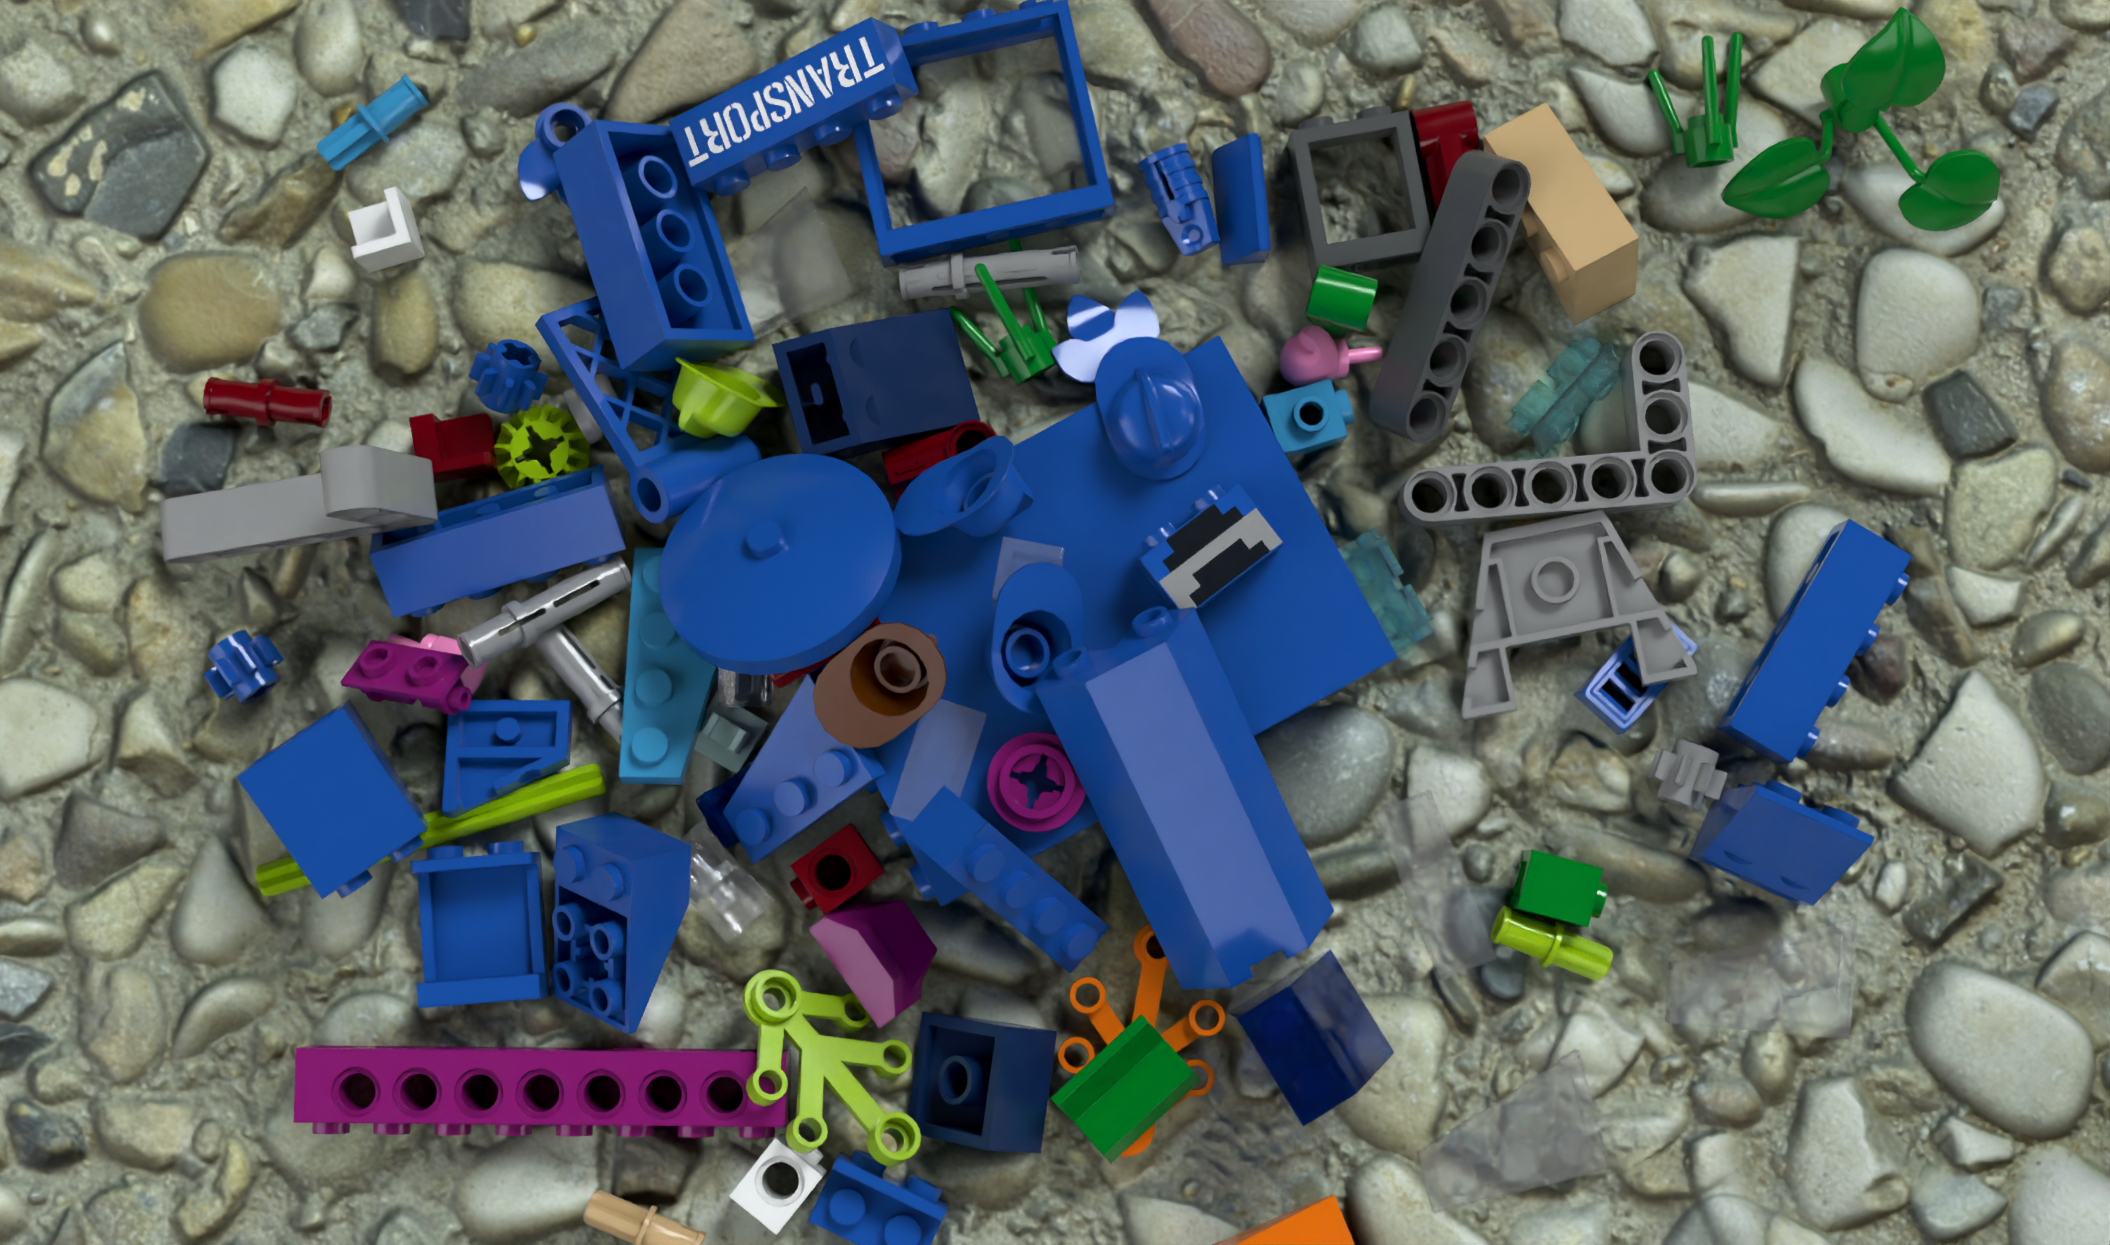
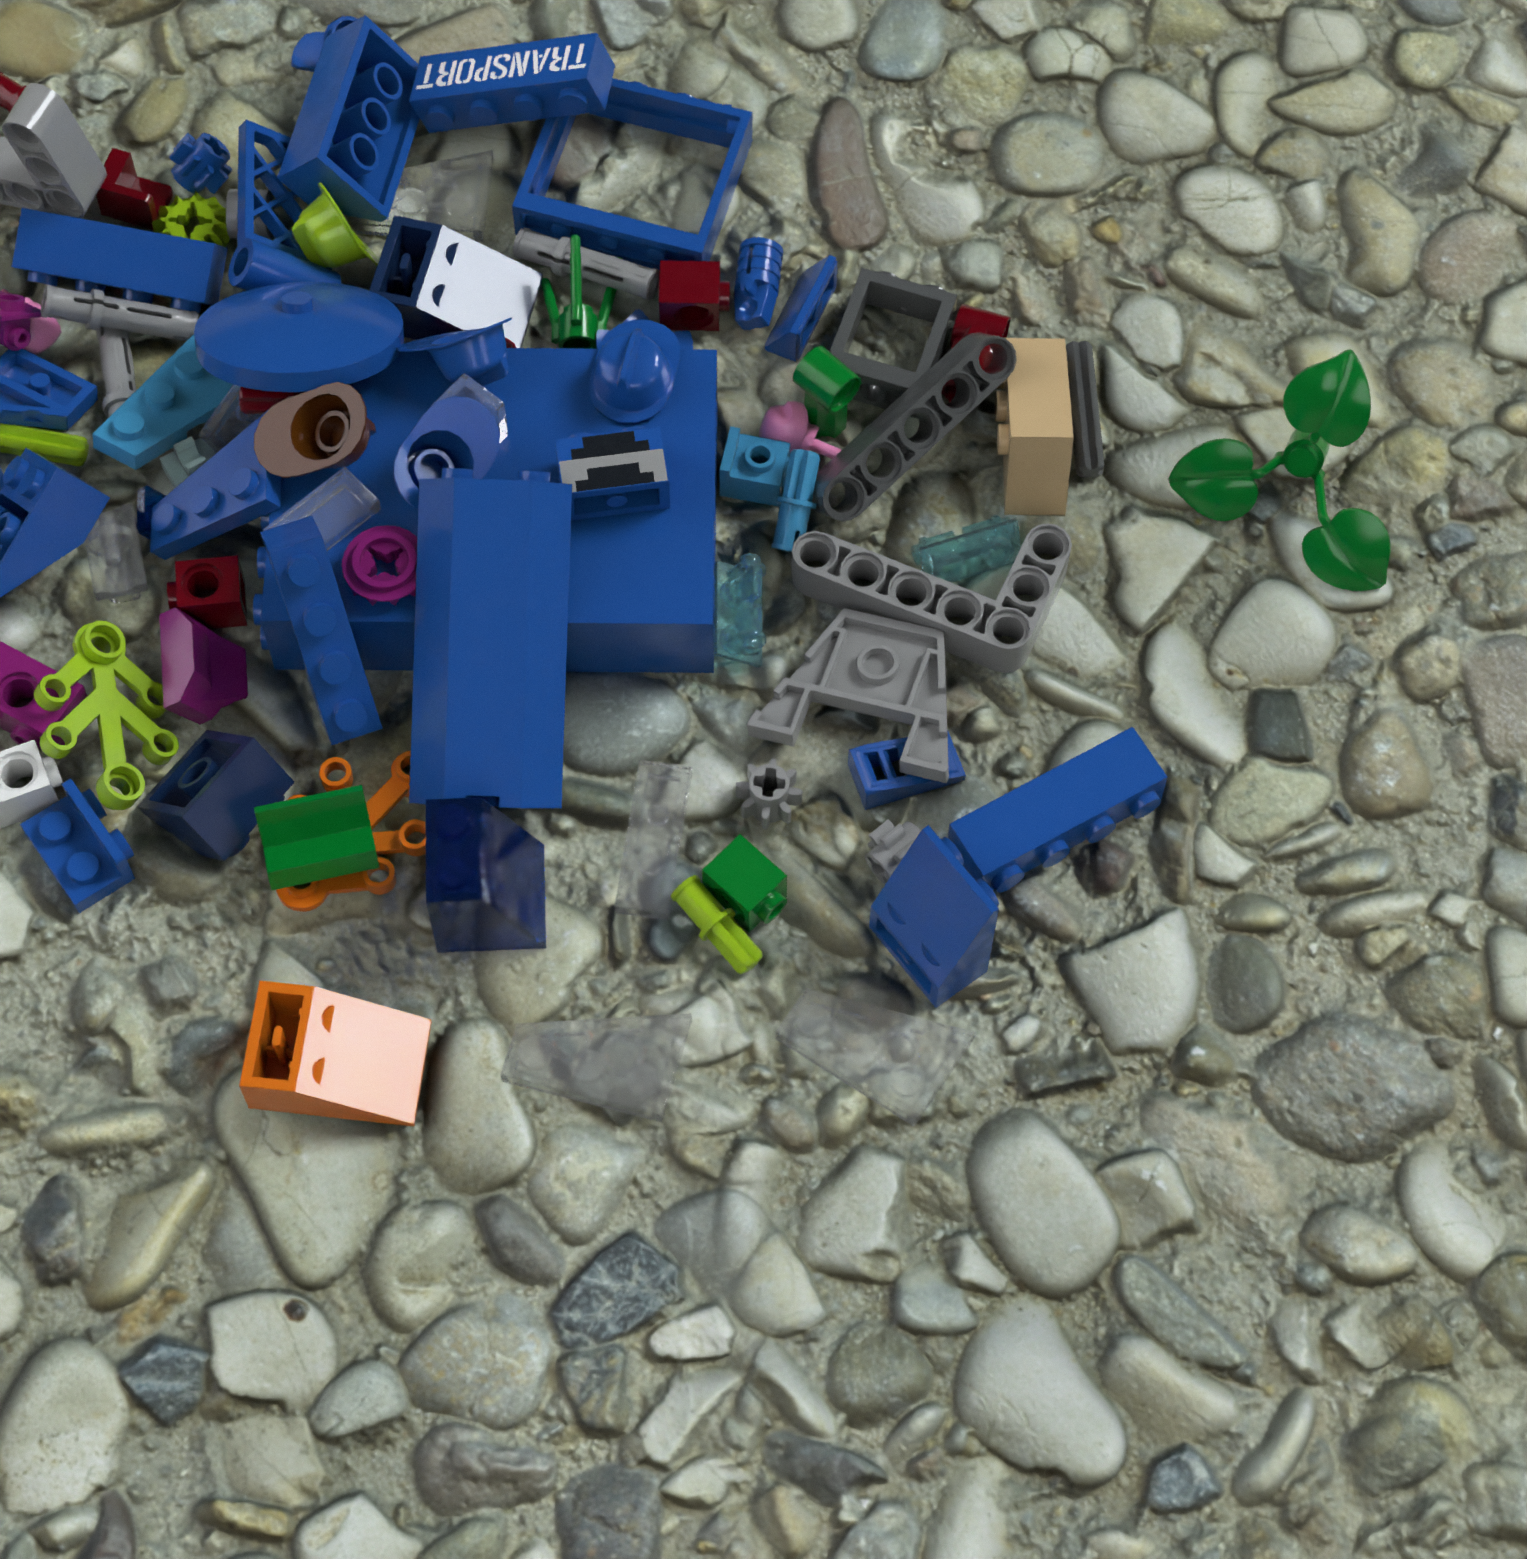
camera: 30 degrees right, 20 degrees down
(385, 233) = (180, 44): white panel -> none
(1123, 251) = (692, 295): none -> dark red brick
(1373, 443) = (796, 498): none -> dark azure axle
(1538, 787) = (769, 778): none -> light grey gear
(1596, 154) = (1084, 410): none -> dark grey axle
(1709, 136) = (1180, 429): green plant -> none

